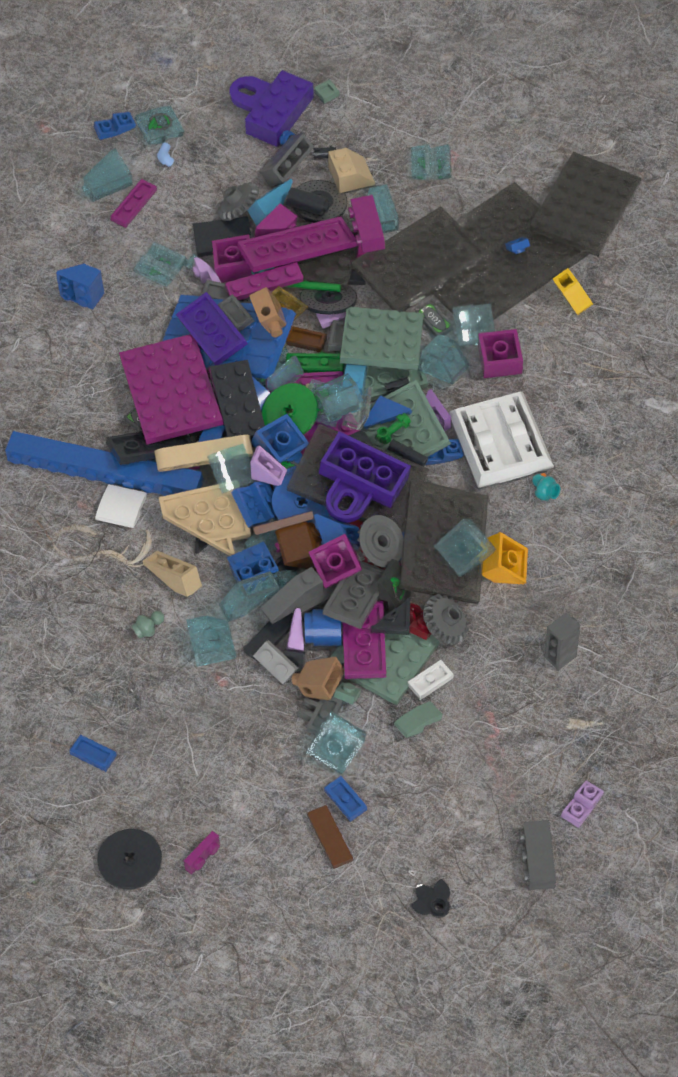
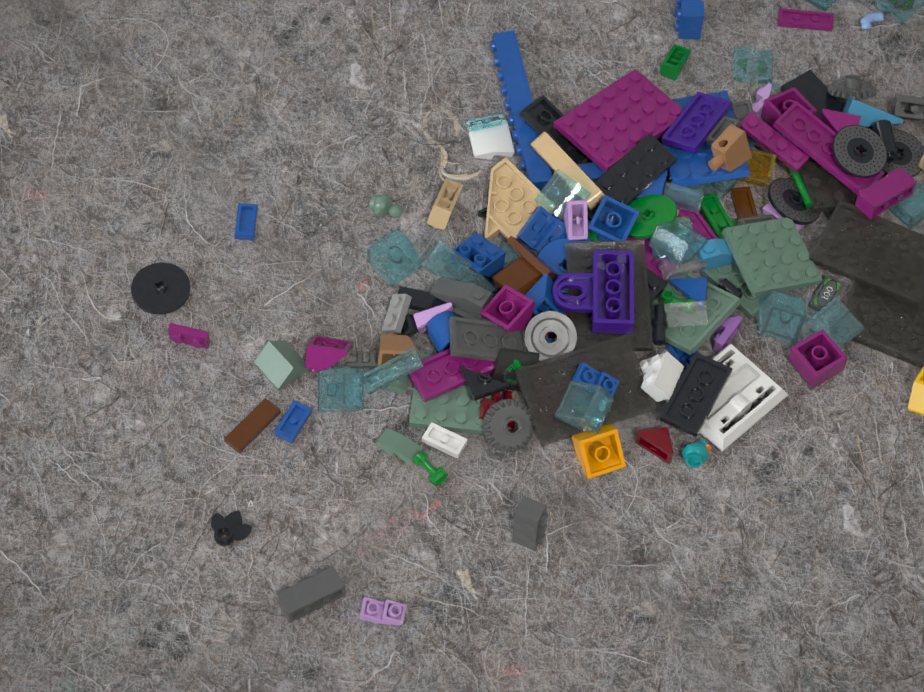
camera: 60 degrees right, 0 degrees up
(101, 501) = (483, 122): none -> clear light blue slope
(121, 323) = (674, 63): none -> green slope
(275, 785) = (280, 363): none -> slope
(286, 738) = (324, 352): none -> magenta slope
(314, 222) = (870, 145): none -> piece
(344, 686) = (392, 370): none -> clear light blue plate
(412, 424) = (686, 313): none -> clear panel
(439, 528) = (589, 375): none -> blue slope
(462, 474) = (660, 375): none -> white brick
(464, 700) = (438, 476): none -> green bar
(497, 456) = (696, 394): none -> black plate
(521, 511) = (656, 442): none -> dark red slope

